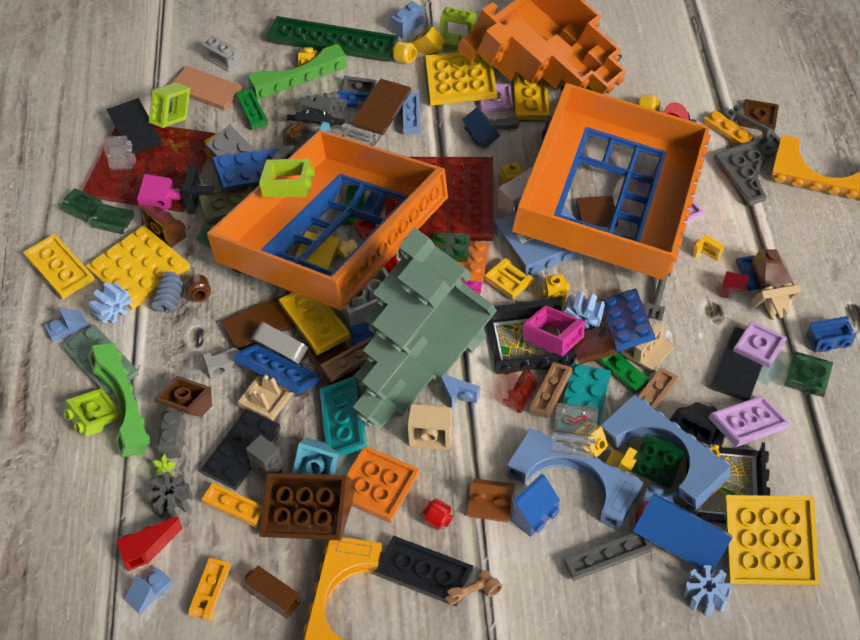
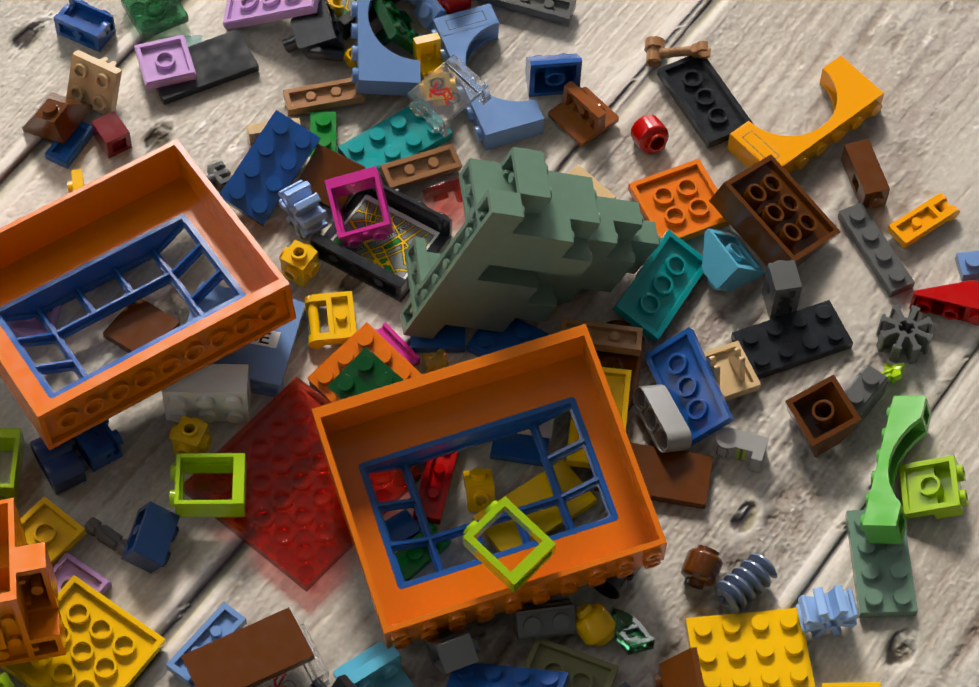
camera: 145 degrees left, 5 degrees up
(67, 324) = (893, 642): medium blue slope -> none
(229, 547) = (876, 249): none -> dark grey plate
(233, 504) = (843, 282): light orange plate -> none
(457, 156) = (209, 463): none -> lime window

